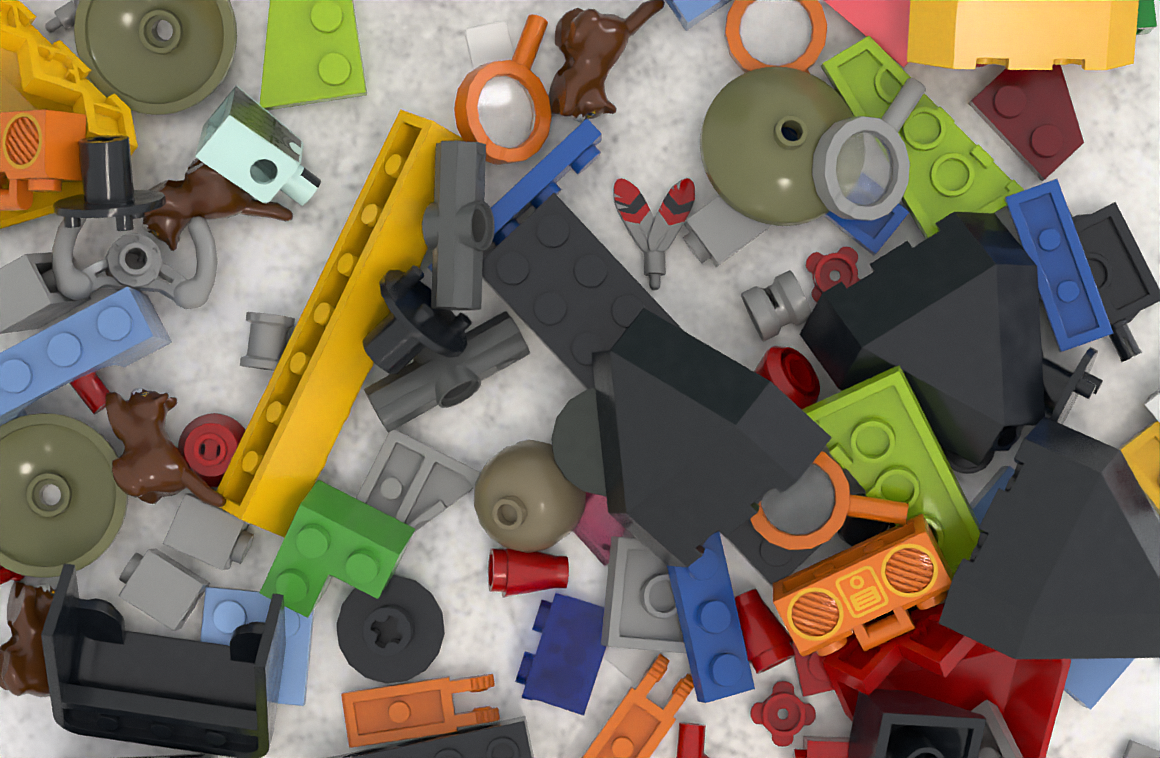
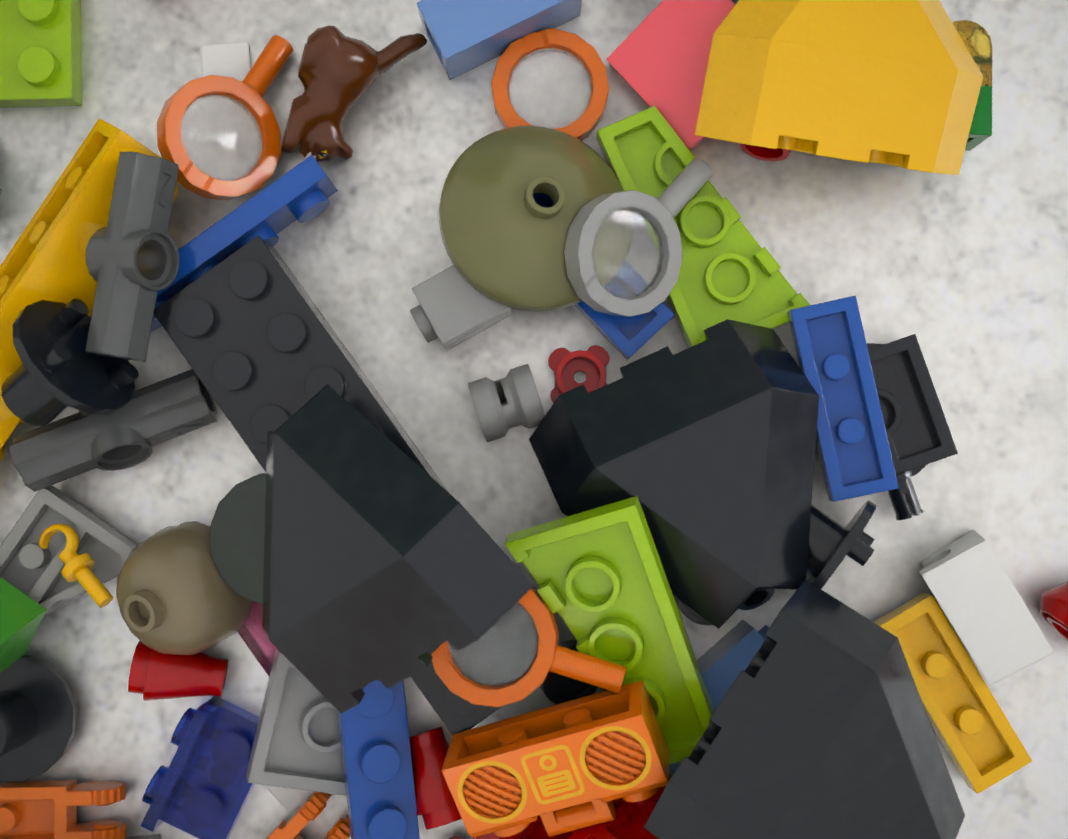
camera: 10 degrees right, 0 degrees up
(436, 489) = (77, 566): none -> yellow hand
(652, 234) = (382, 303): piece -> none
(790, 374) = (504, 493): red cone -> none
(1032, 116) = (829, 221): dark red wing -> none

